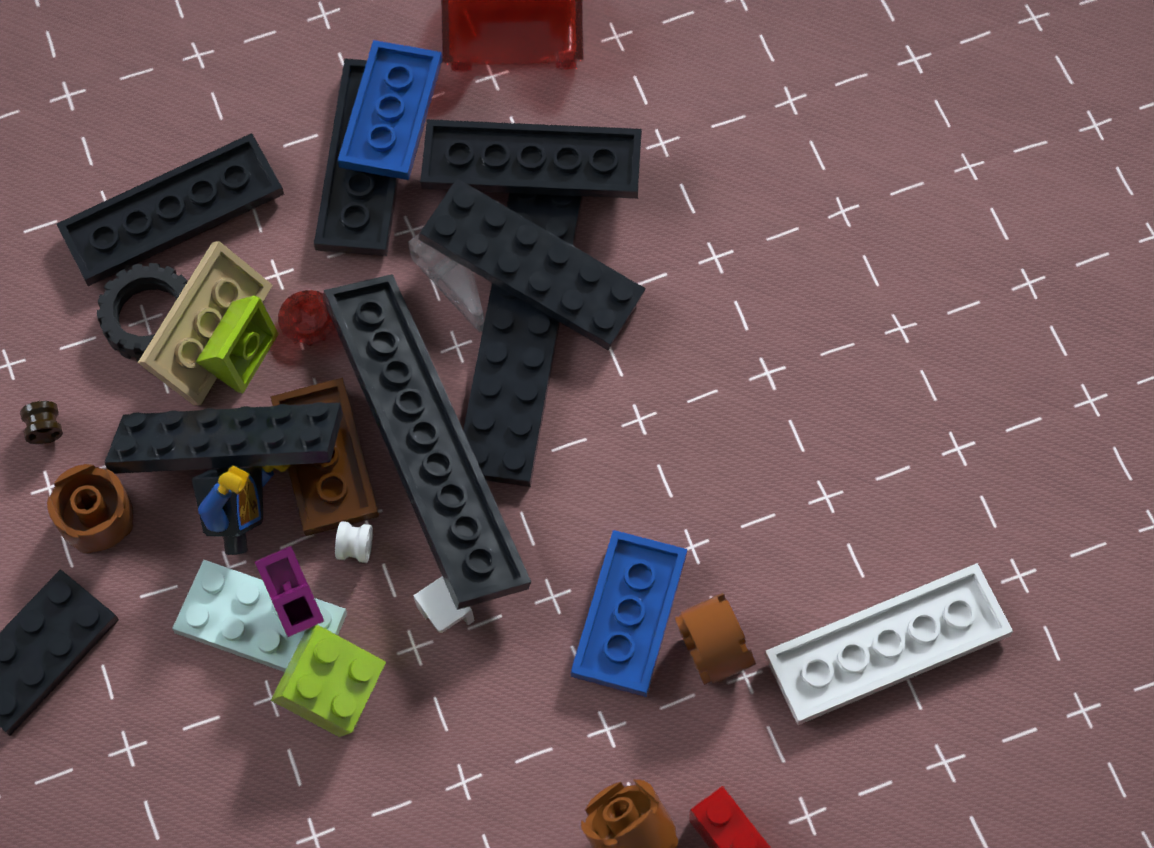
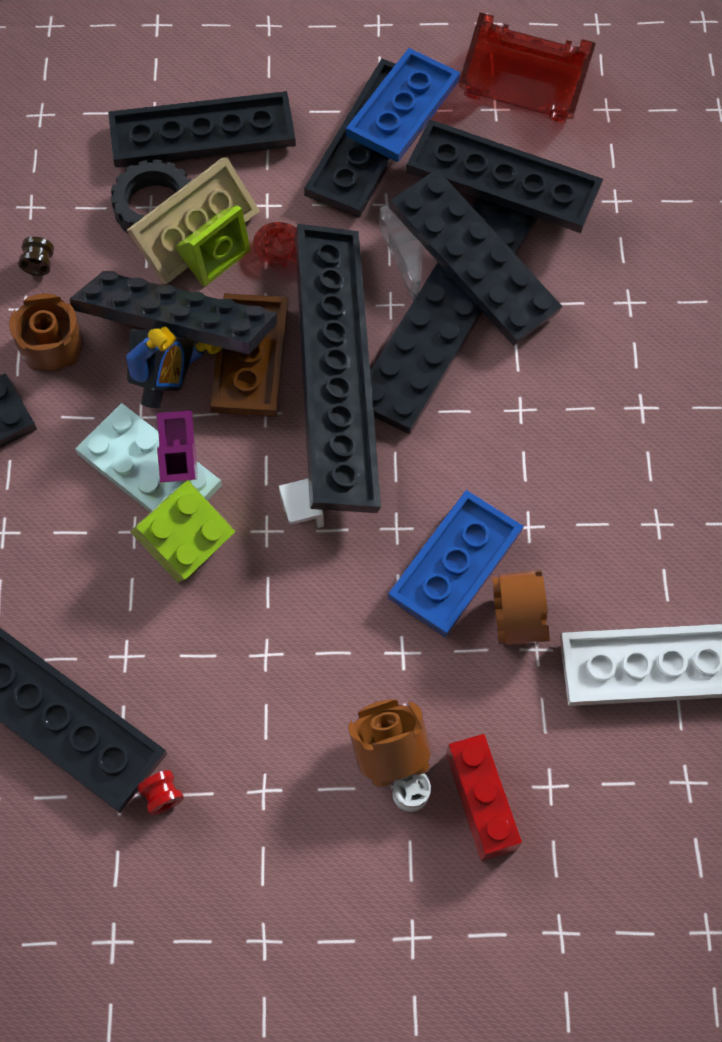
camera: 15 degrees right, 0 degrees up
(353, 542) = (247, 428): white wheel -> none

